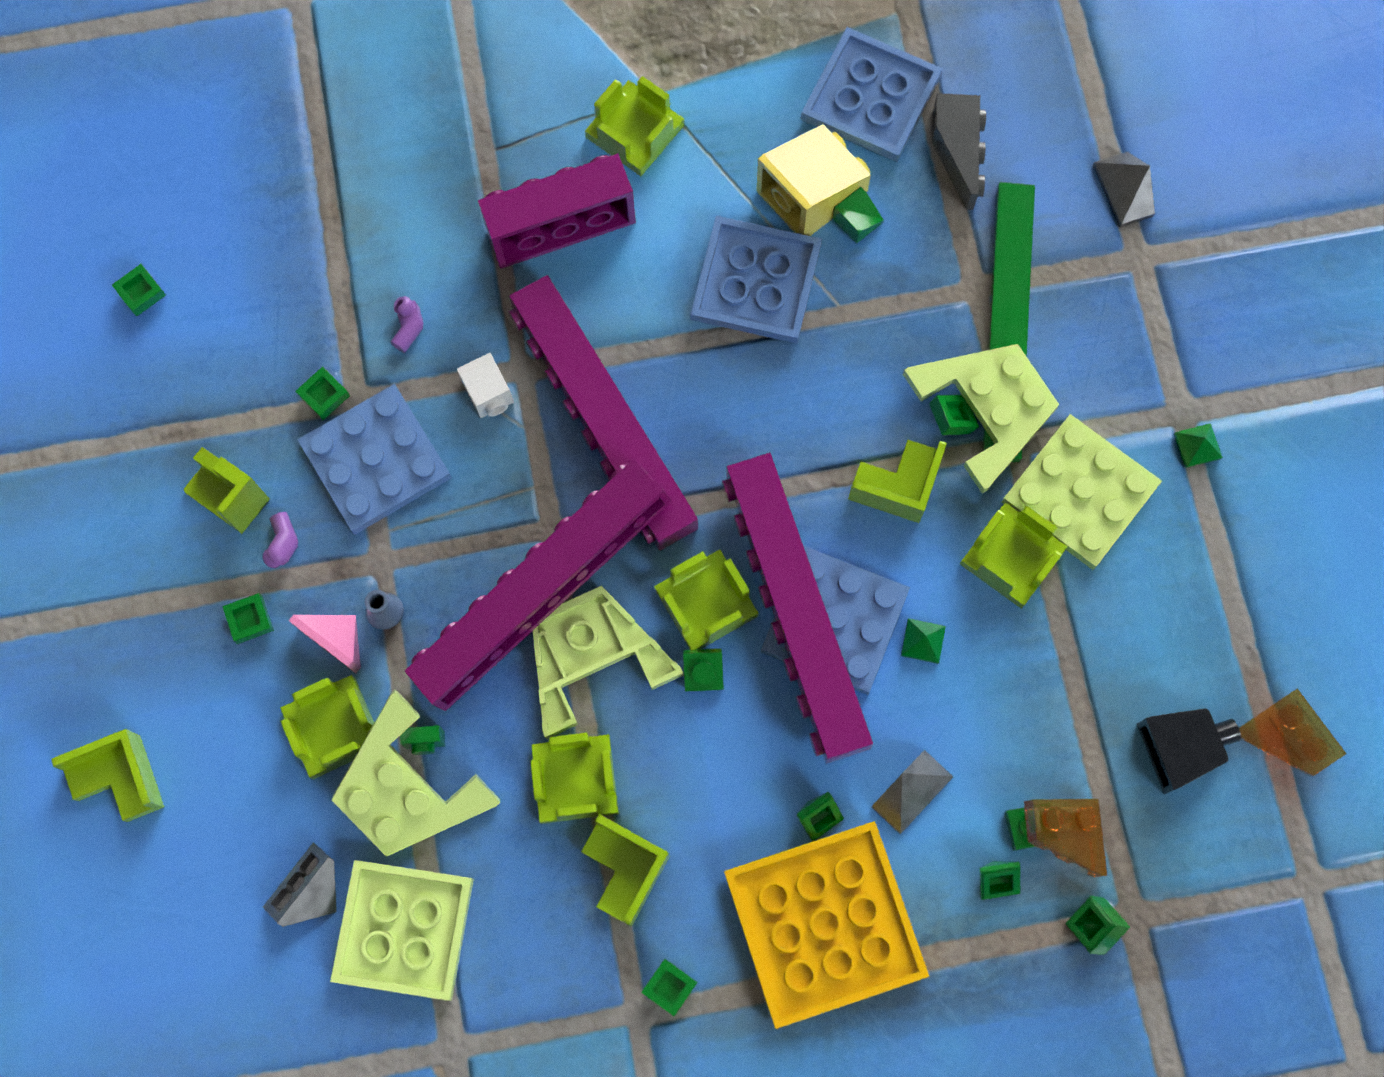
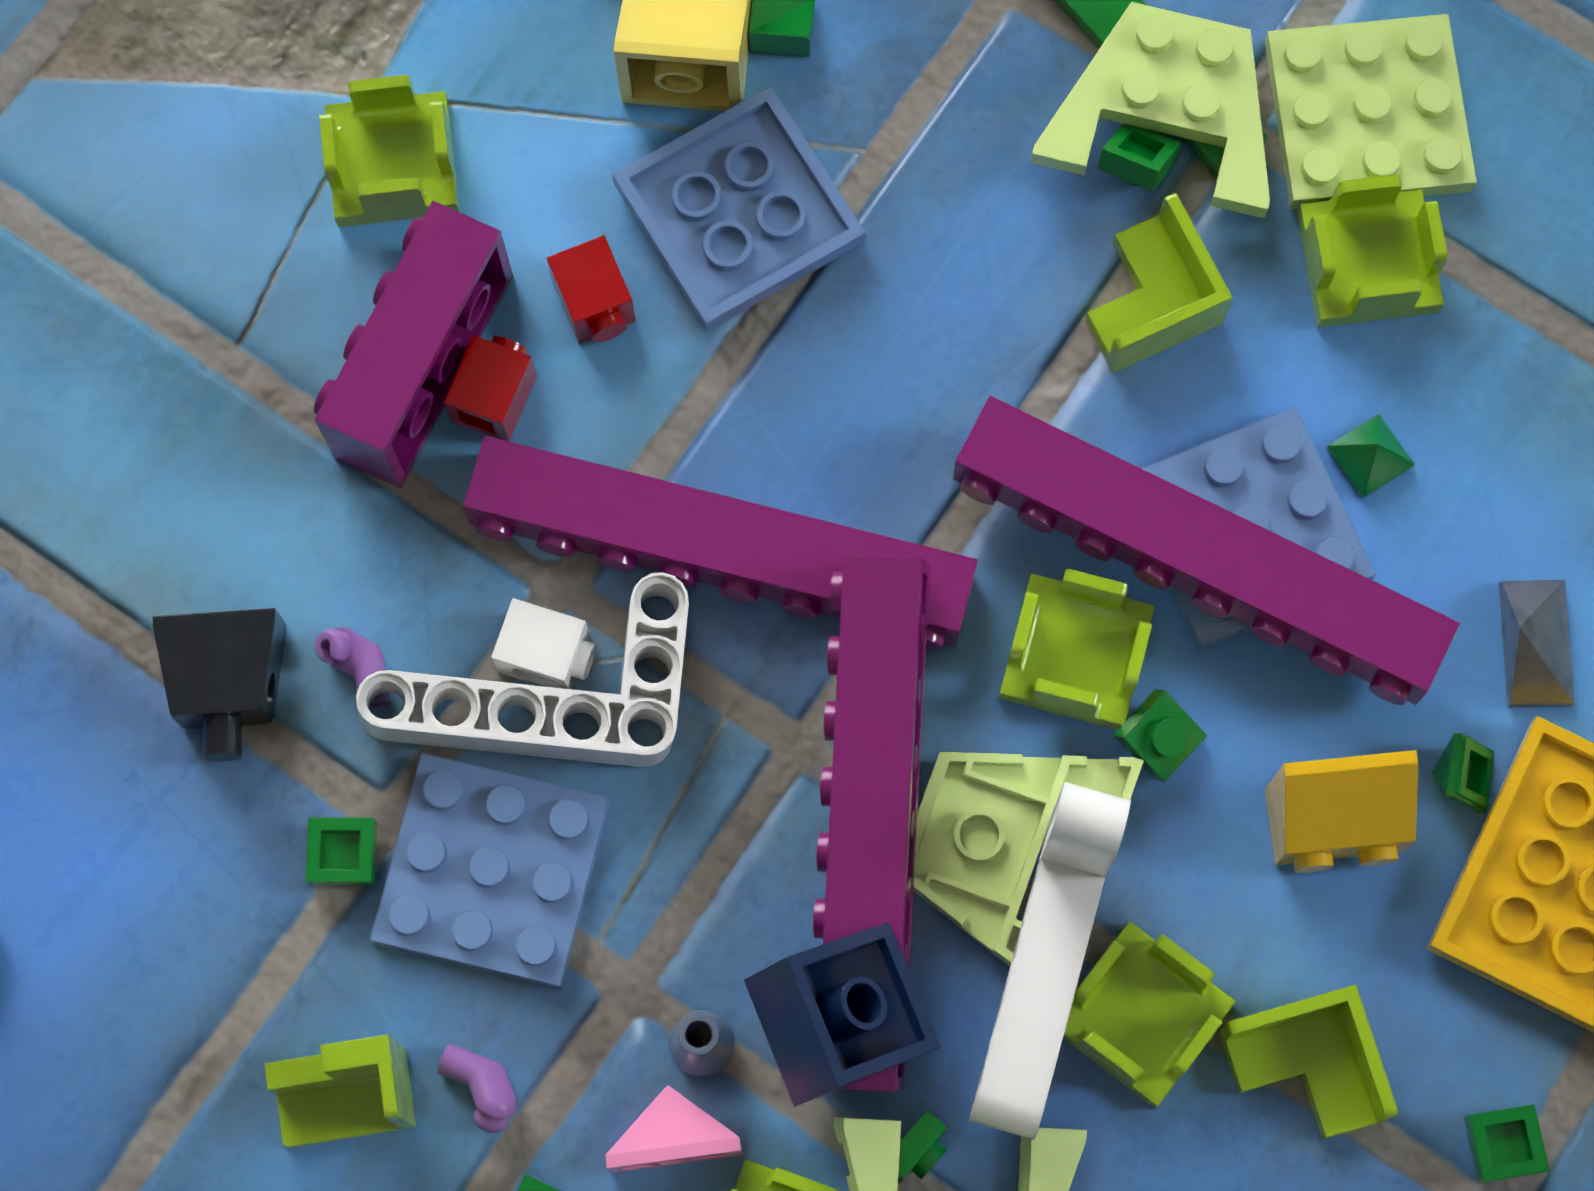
camera: 45 degrees left, 0 degrees up
(349, 275) = (221, 673): none -> black torso
(439, 648) = (841, 1013): none -> dark blue slope
(461, 415) = (547, 704): none -> white beam
(549, 714) = (1048, 959): none -> white beam
(575, 259) = (491, 386): none -> red brick
(657, 257) = (592, 290): none -> red brick
(743, 776) = (1343, 810): none -> yellow slope

